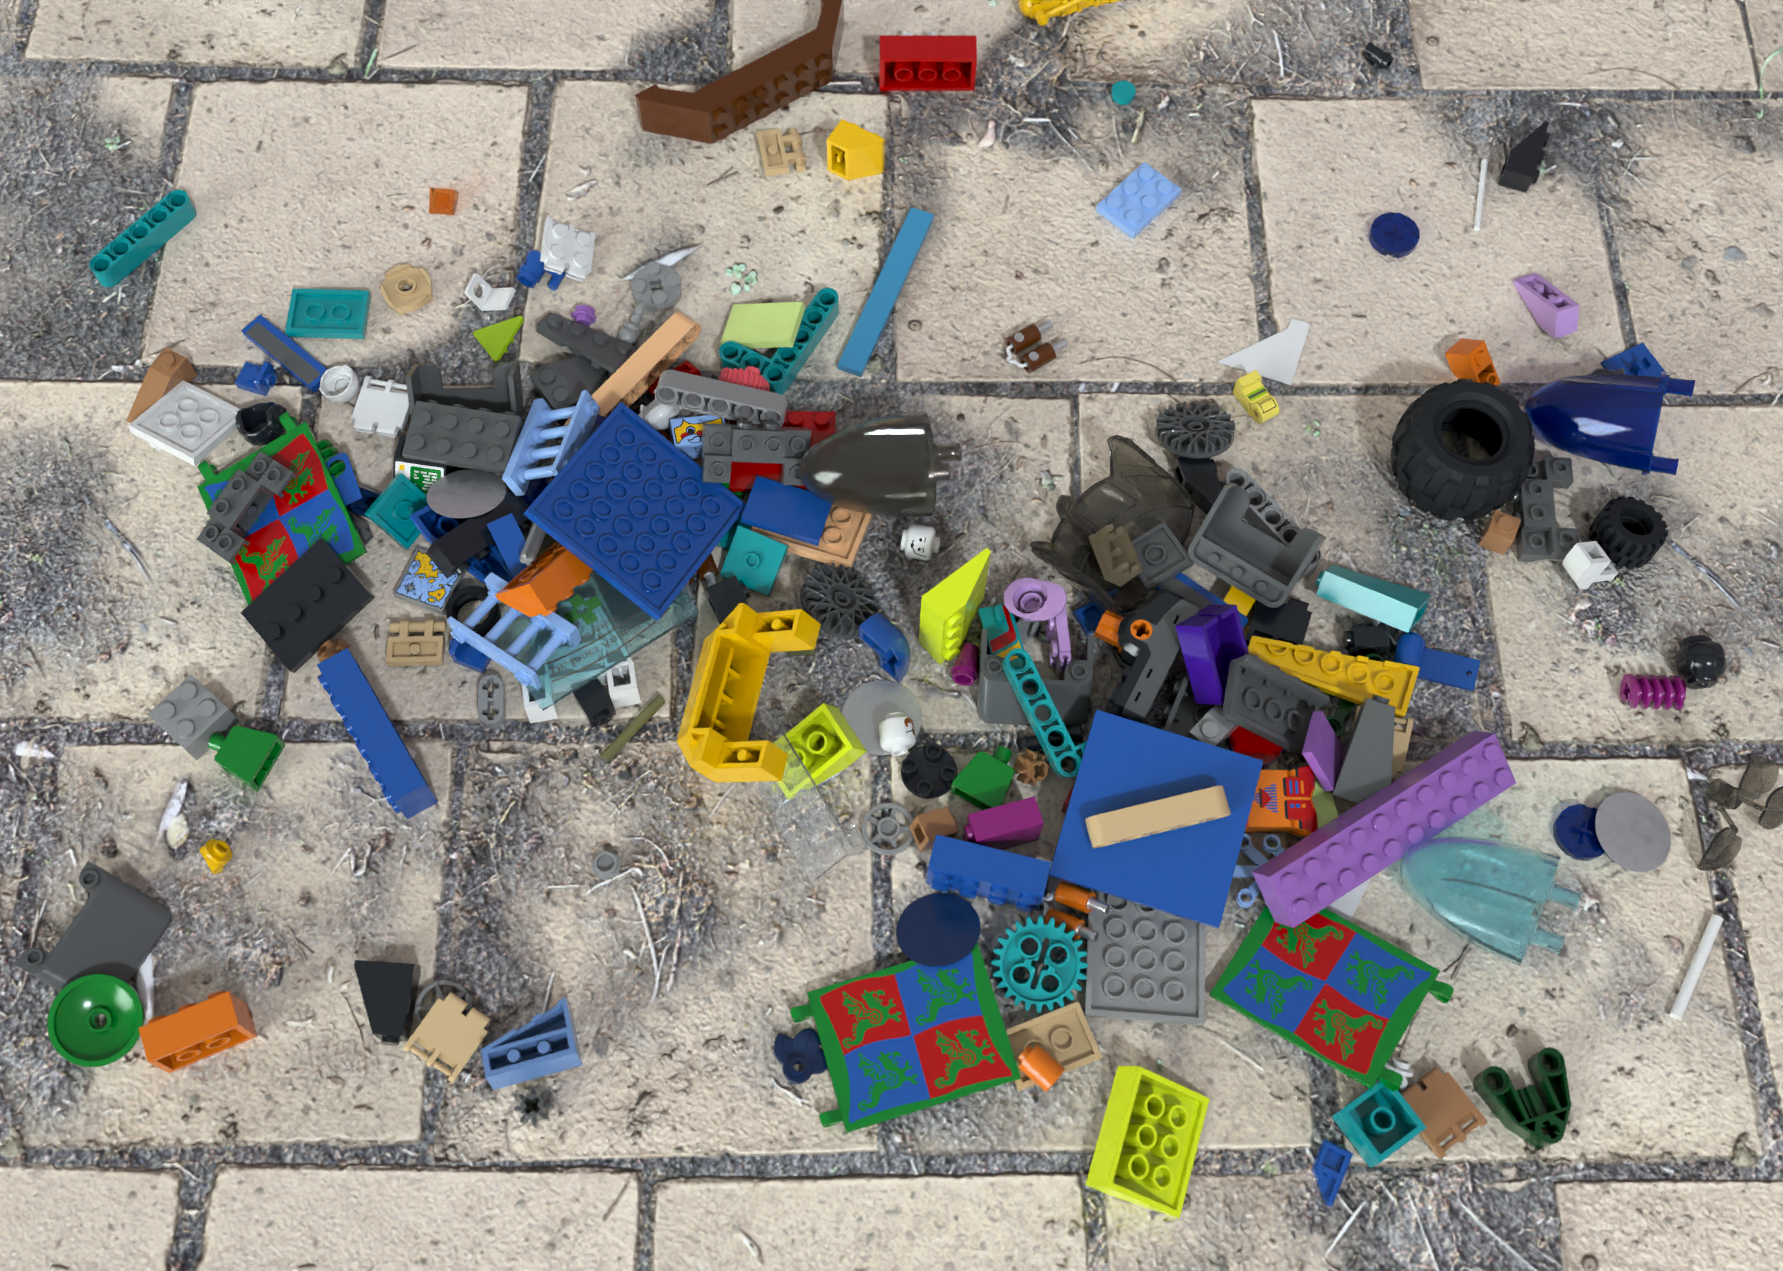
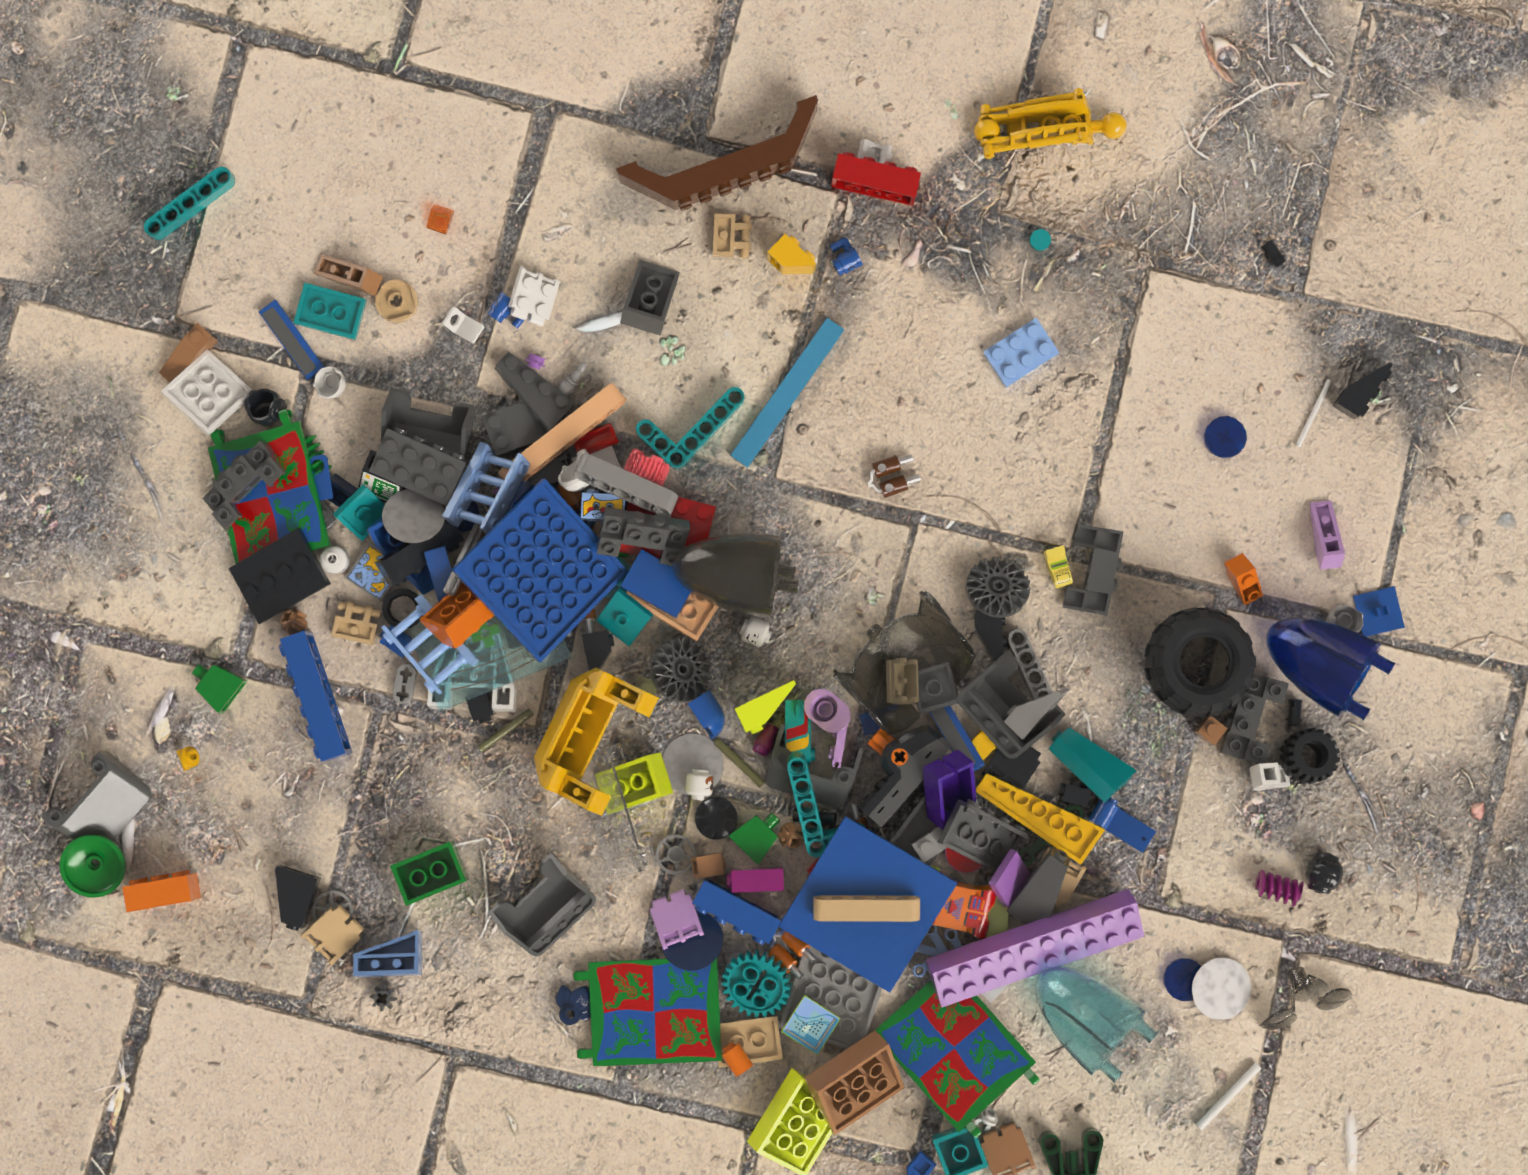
camera: 15 degrees right, 20 degrees up
(193, 716) = (183, 647): light grey brick -> none
(256, 378) = (265, 358): blue bracket -> none
(347, 270) = (348, 274): none -> medium nougat slope
(376, 572) = (341, 562): none -> white head
(381, 408) = (360, 410): white plate -> none
(498, 336) = (462, 367): lime piece -> none
(567, 922) = (429, 873): none -> green brick
(606, 865) = (465, 833): light grey plate -> none
(653, 275) = (599, 358): light grey plate -> none
(702, 228) = (649, 297): none -> dark grey slope
(737, 932) = (546, 910): none -> dark grey windscreen
(764, 324) = (677, 409): yellowish green tile -> none
(910, 905) = (675, 918): none -> lavender plate
(917, 149) = (846, 261): none -> blue piece
(940, 700) = (739, 762): none -> olive bar
(1127, 996) = (810, 1024): none -> piece
(1210, 1058) = (855, 1082): none -> medium nougat slope
(1274, 356) = (1100, 516): white sticker -> none
(1285, 544) = (1029, 715): none -> light grey slope
(1307, 391) = (1100, 572): none -> dark grey bracket
(1588, 494) = (1294, 712): none -> black pin

